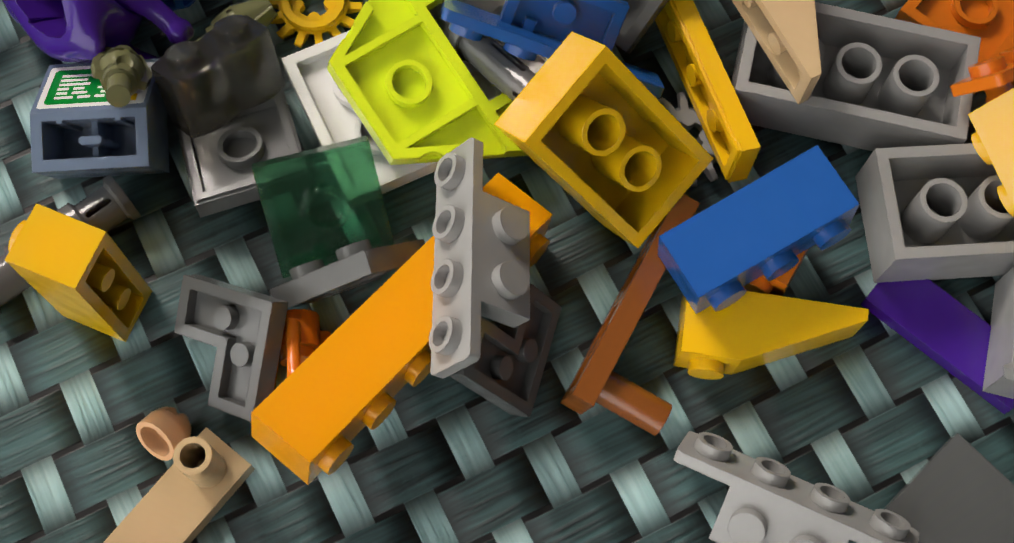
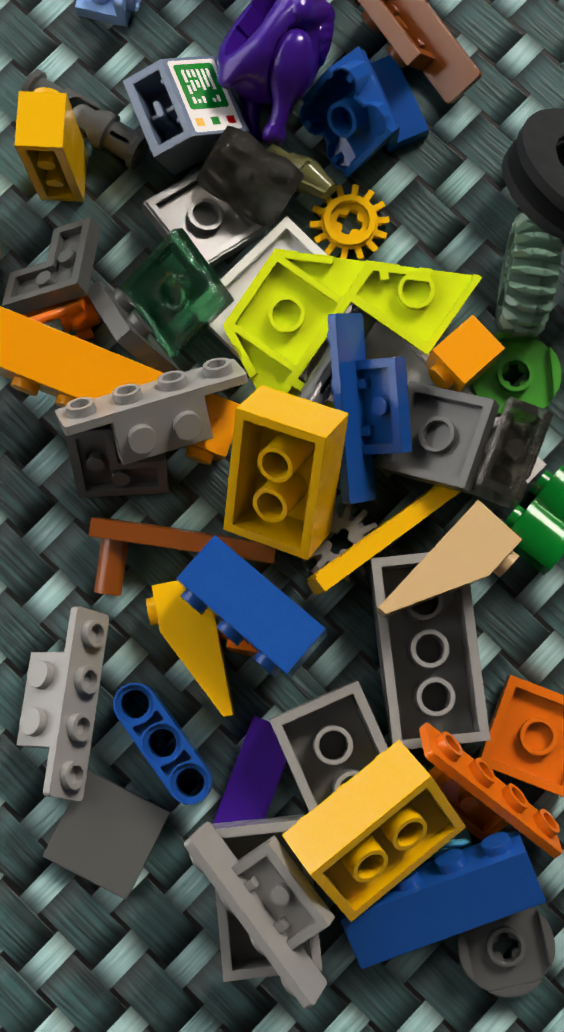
camera: 75 degrees right, 10 degrees up
(121, 73) = (211, 106): olive piece -> none
(893, 391) = (142, 732): none -> blue beam

